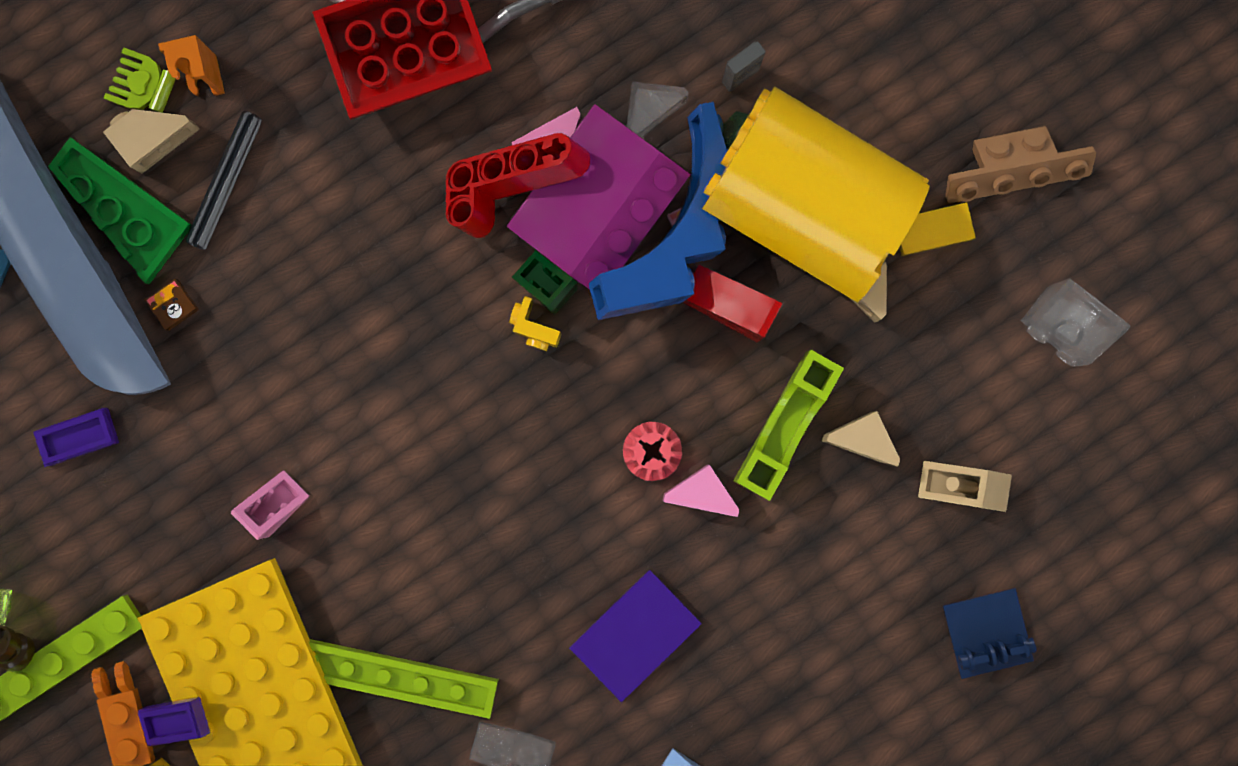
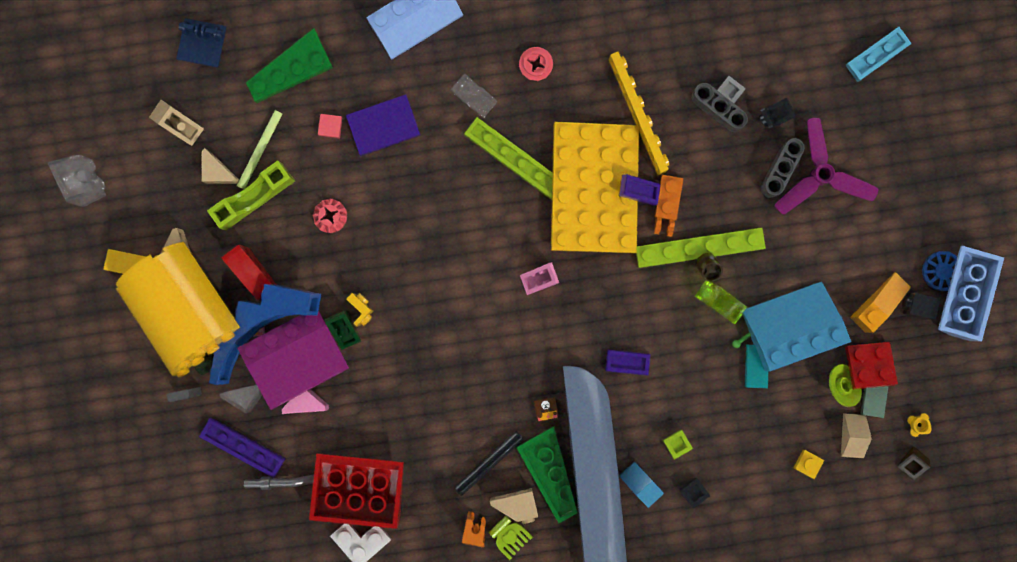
camera: 155 degrees left, 0 degrees up
(512, 170) = (302, 388): red beam -> none
(618, 29) = (242, 447): none -> dark purple tile
(703, 492) = (311, 182): bright pink slope -> none
(719, 594) = (330, 126): none -> coral tile
(813, 505) = (259, 150): none -> yellowish green bar
(823, 662) = (295, 65): none -> green wing
(1018, 163) = (66, 278): medium nougat bracket -> none

